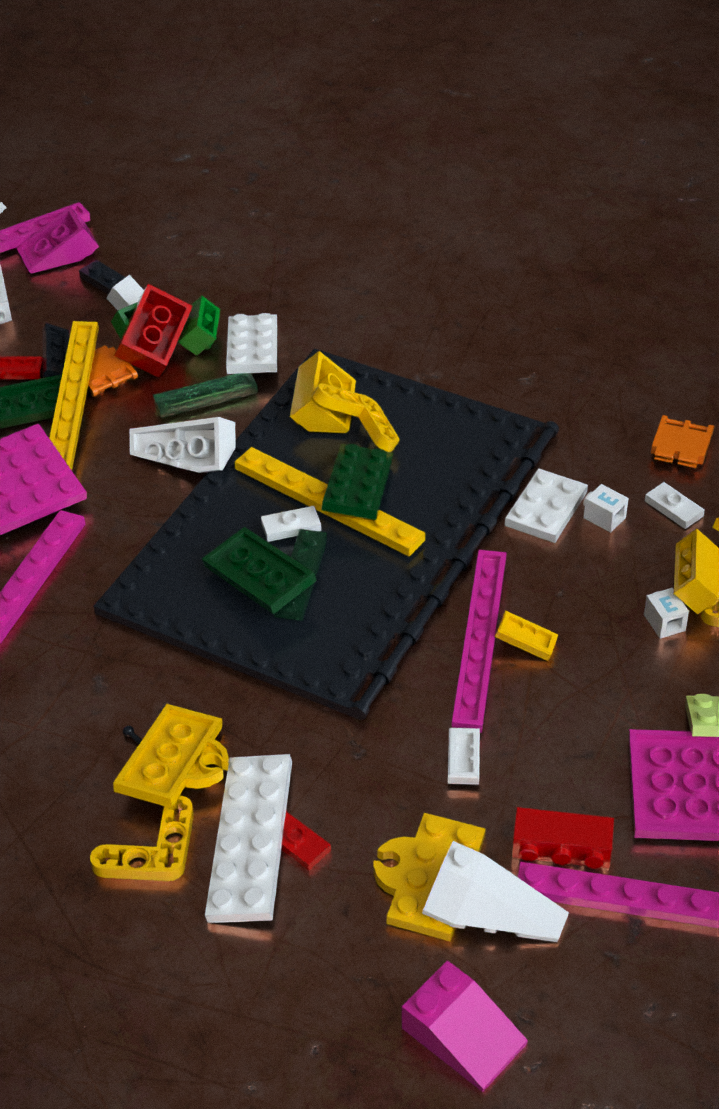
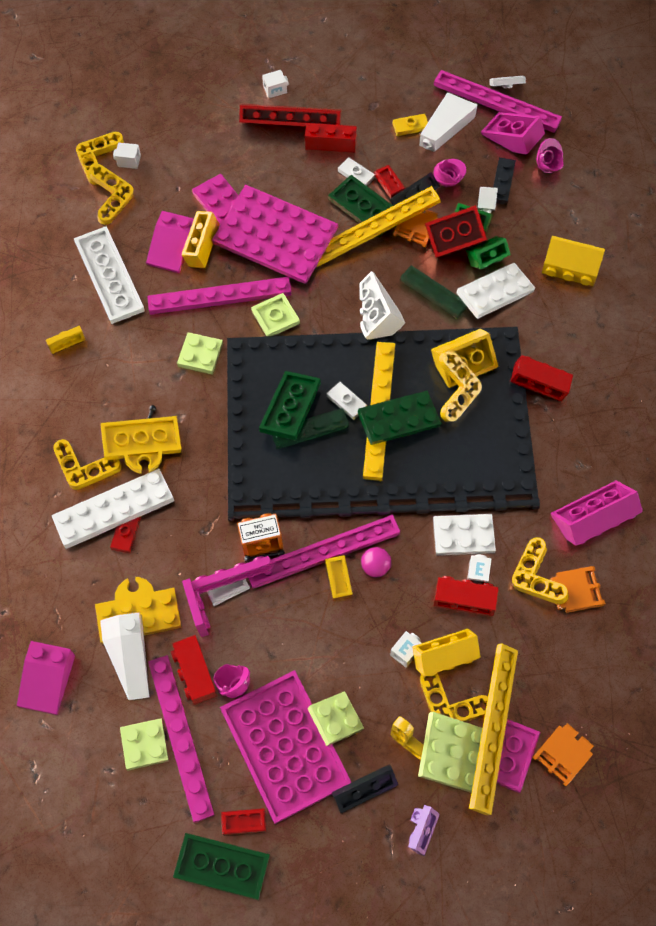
camera: 60 degrees right, 20 degrees up
(61, 310) = (449, 172): none -> dark pink piece
(88, 646) = (200, 353): none -> yellowish green plate
(104, 545) = (275, 315): none -> yellowish green plate
(122, 230) = (550, 156): none -> dark pink piece
(274, 267) = (573, 261): none -> yellow slope
(400, 352) = (541, 378): none -> red brick
(418, 679) = (260, 535): none -> brick
(450, 683) = (249, 558): none -> black hinge
(467, 786) = (220, 578): none -> dark pink bracket
(529, 594) = (376, 562): none -> dark pink hair
(598, 385) = (597, 512): none -> dark pink slope
(608, 793) = (232, 680): none -> dark pink piece
(630, 532) = (466, 596): none -> red brick
(636, 947) = (144, 744): none -> yellowish green plate
(639, 469) = (530, 575): none -> yellow beam
(674, 505) = (513, 612): white plate -> none

